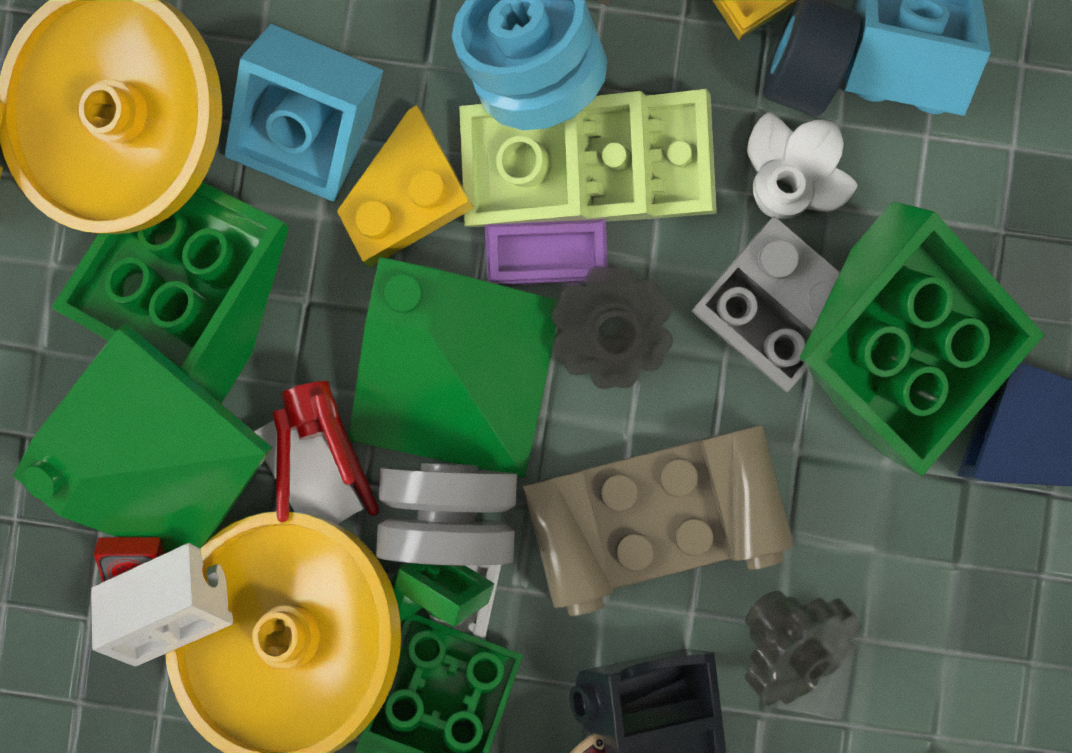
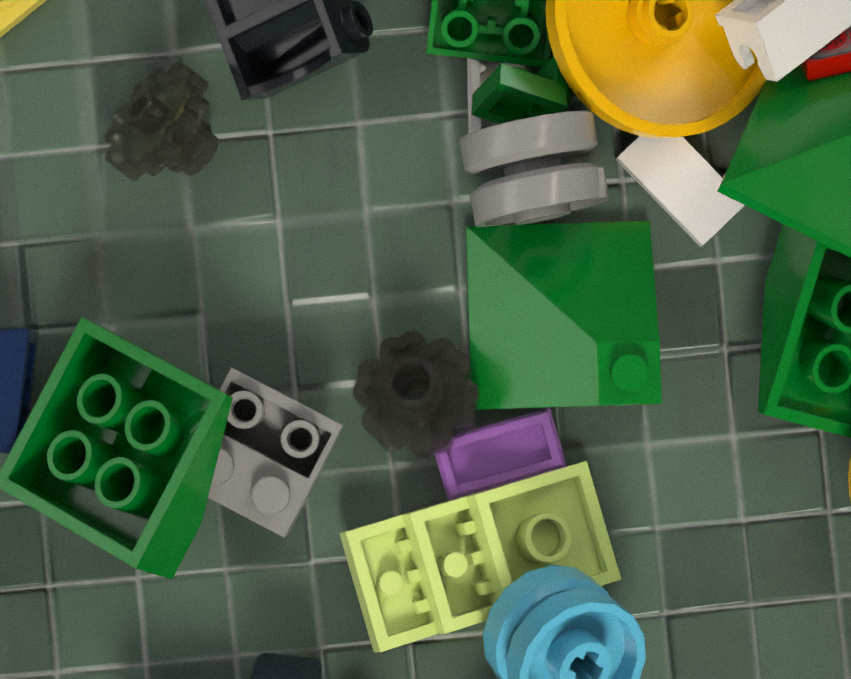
camera: 170 degrees right, 0 degrees up
(300, 111) = (776, 534): medium azure slope -> none
(315, 414) = (688, 236): red plant -> none
(403, 192) = (655, 479): yellow wing -> none
(658, 517) = (327, 218): dark tan piece -> none
(803, 161) = (266, 609): white plate -> none

